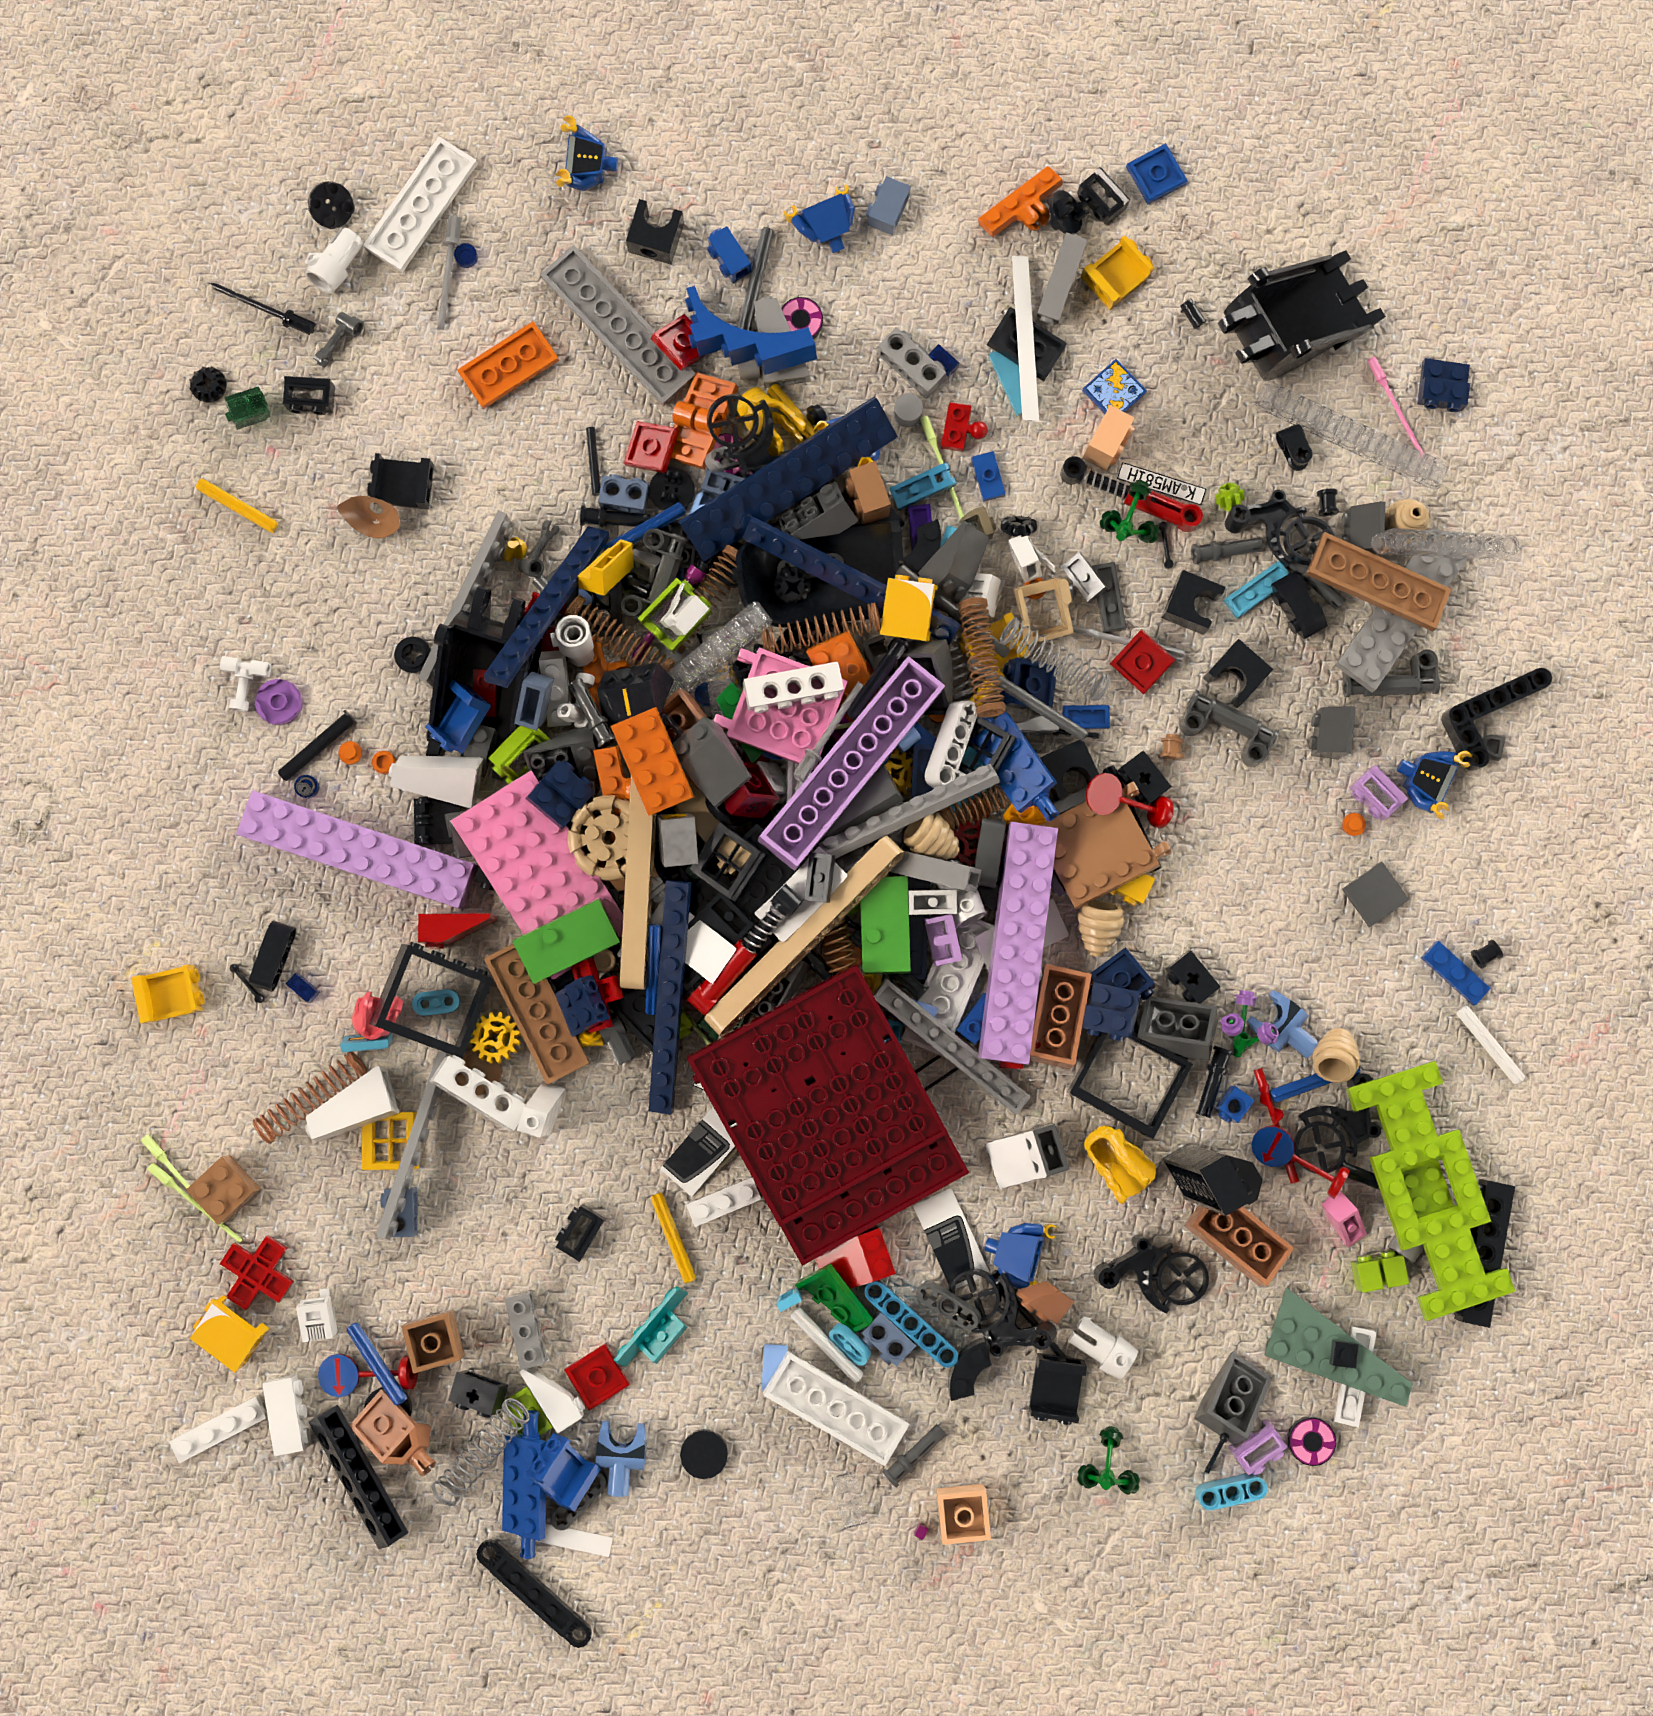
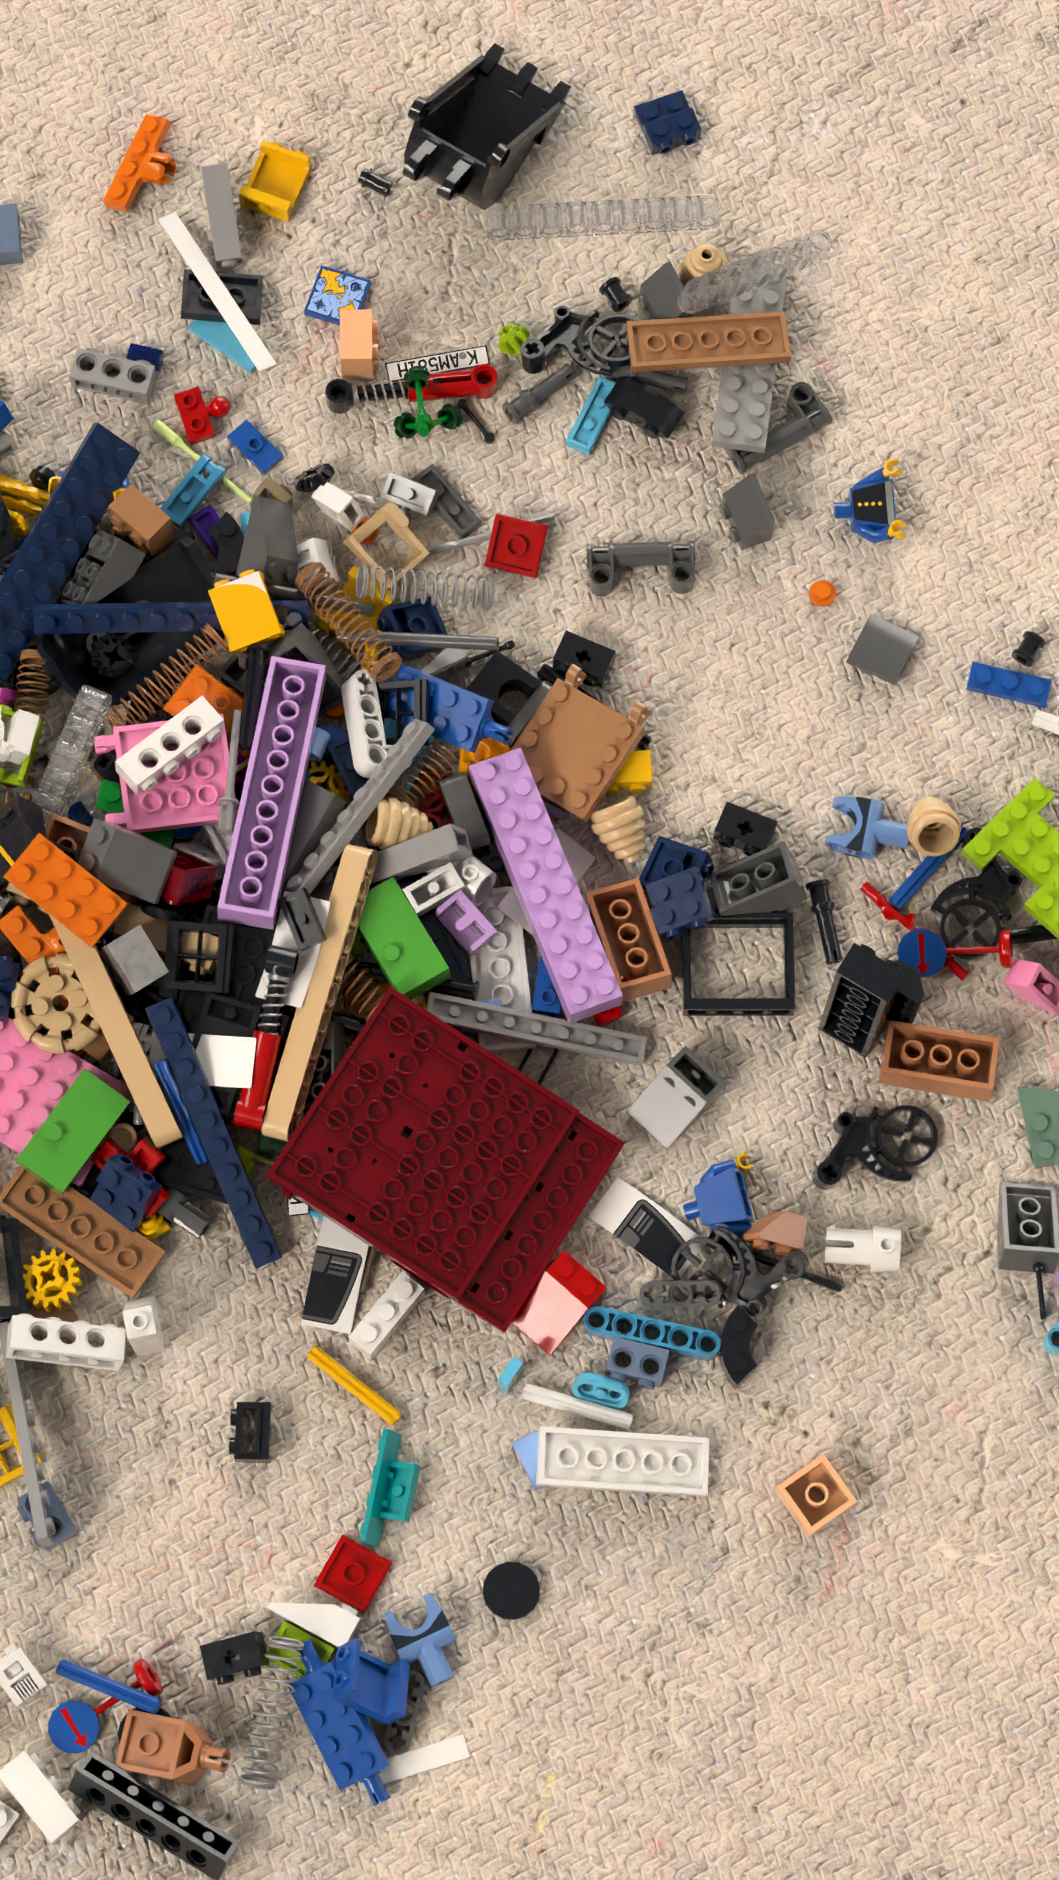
camera: 25 degrees left, 10 degrees down
(433, 1341) = (157, 1628): medium nougat brick -> none
(526, 1329) = (250, 1562): light grey brick -> none
(534, 1593) = (410, 1836): black plate -> none
(832, 1291) = (558, 1347): green wing -> none
(906, 1463) = (728, 1480): dark grey pin -> none
(908, 410) = (135, 424): light grey piece -> none
(920, 1531) = (783, 1543): magenta piece -> none
(1056, 1388) = (840, 1316): black panel -> none
(1066, 212) = (190, 149): black plate -> none
(1088, 715) = (498, 624): blue plate -> none
(1089, 1476) = (924, 1386): dark green plant -> none
(1099, 207) = (223, 129): black window -> none
(1105, 795) = (551, 692): piece -> none
(1119, 1162) = (774, 1050): yellow hair -> none
(1156, 173) = (261, 66): blue tile -> none
(1172, 747) = (594, 614): medium nougat brick -> none
(1180, 604) = (524, 470): black piece -> none
(1235, 1026) = (809, 847): medium lavender plant -> none
(1243, 1100) = (862, 922): blue brick -> none
(1245, 665) = (621, 495): black piece -> none
(1293, 443) = (548, 255): black piece -> none
(1377, 793) = (828, 549): lavender window -> none
(1381, 379) = (601, 148): bright pink piece -> none
(1487, 705) = (890, 408): black beam -> none
(1494, 746) = (917, 445): dark grey tile -> none

